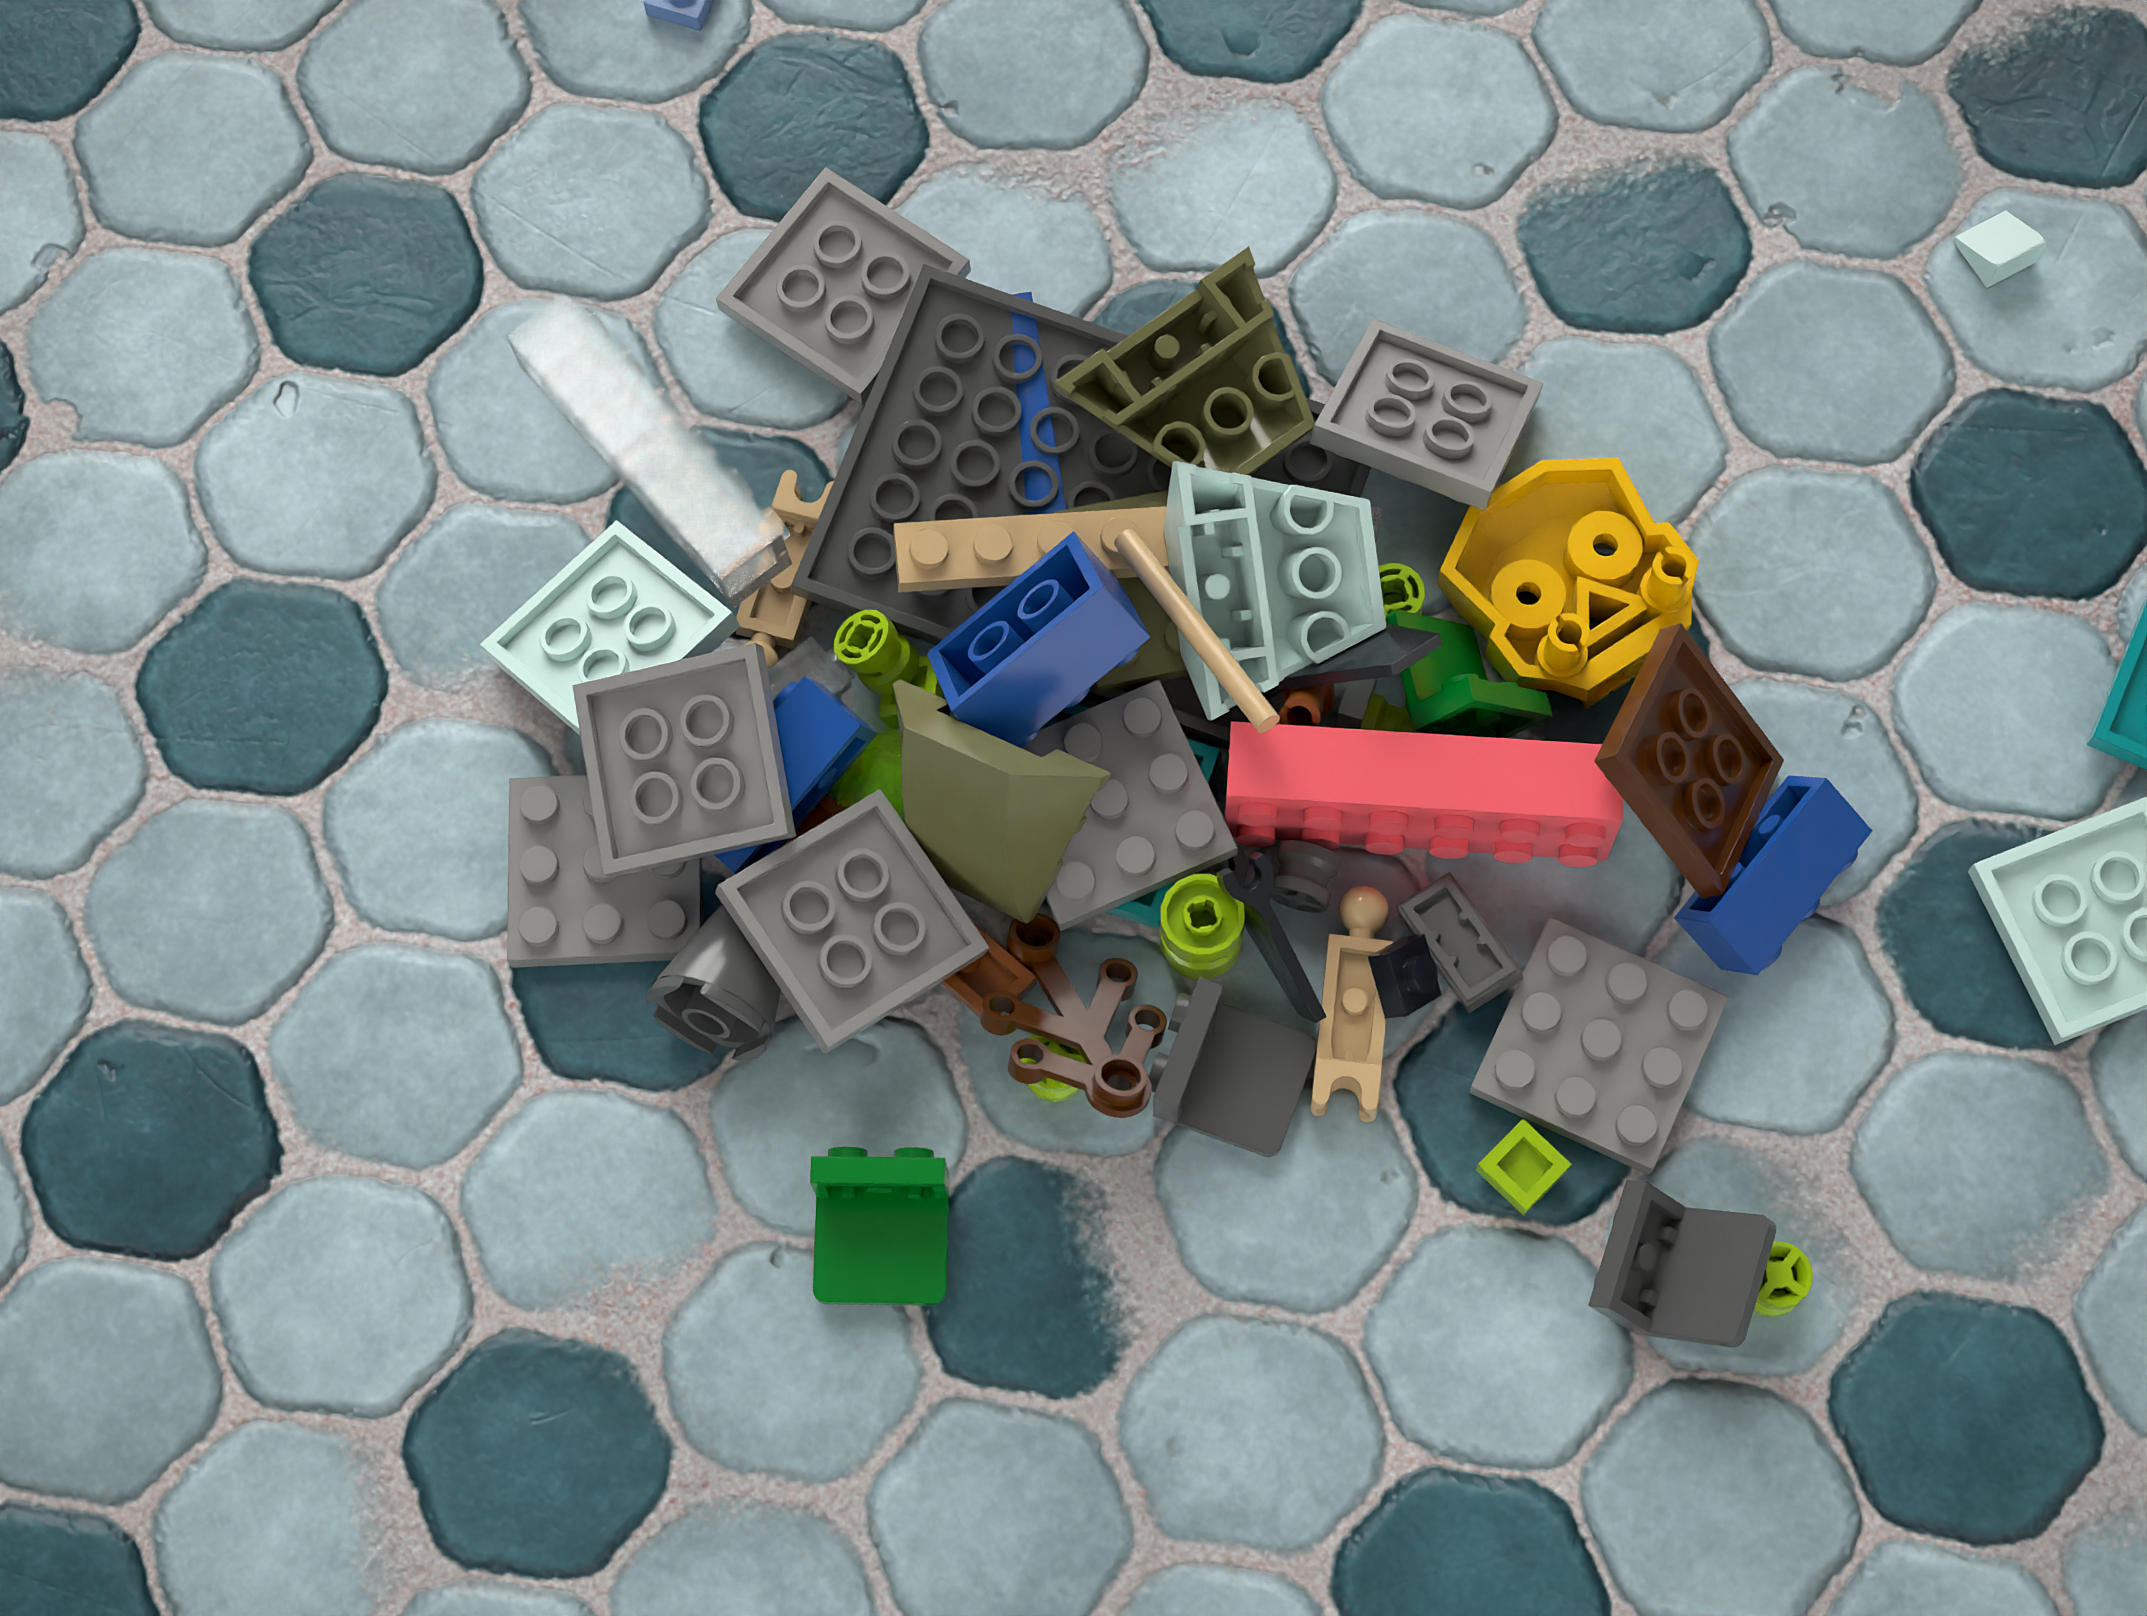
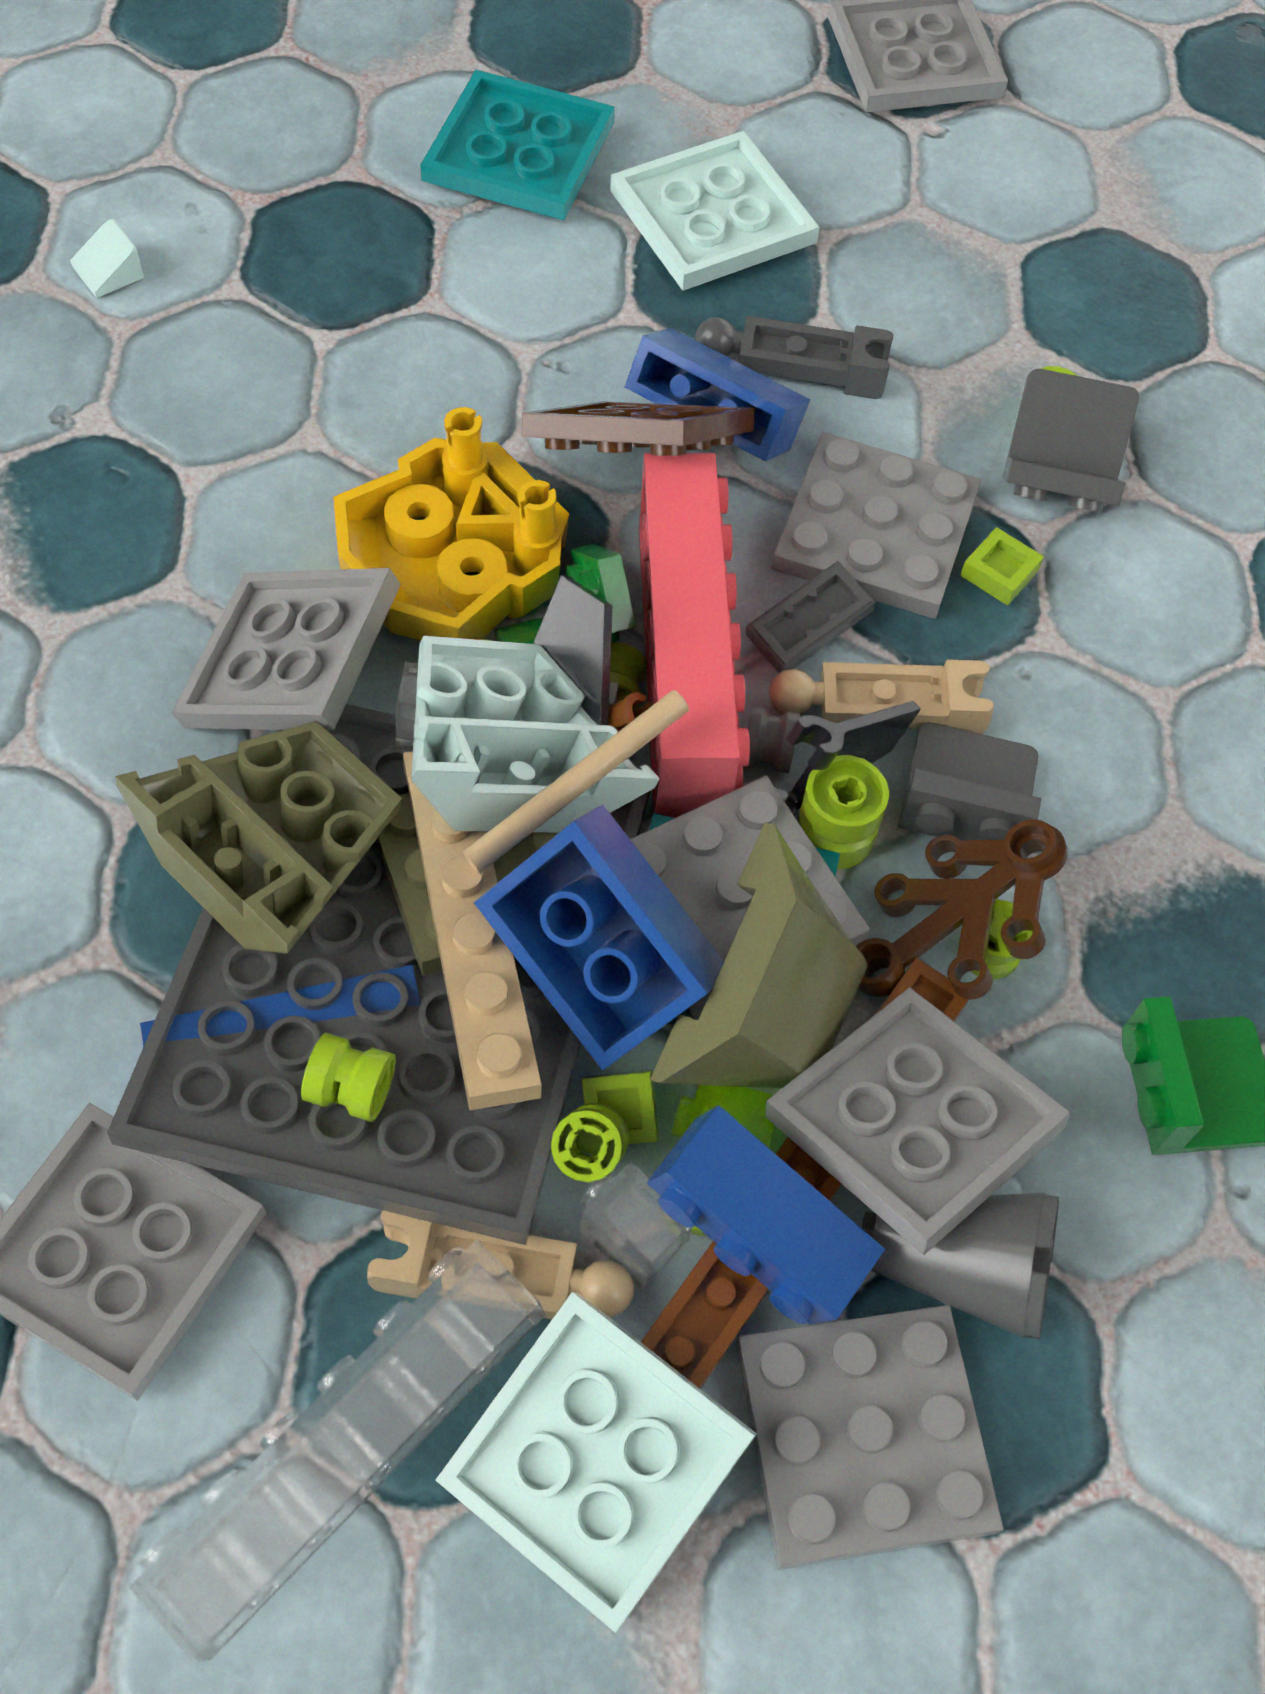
camera: 105 degrees left, 10 degrees down
(683, 760) = (780, 1308): light grey plate -> none
(939, 445) = (348, 1077): none -> lime wheel
(1405, 976) = (856, 647): black plate -> none
(1857, 988) = (806, 352): none -> dark grey plate

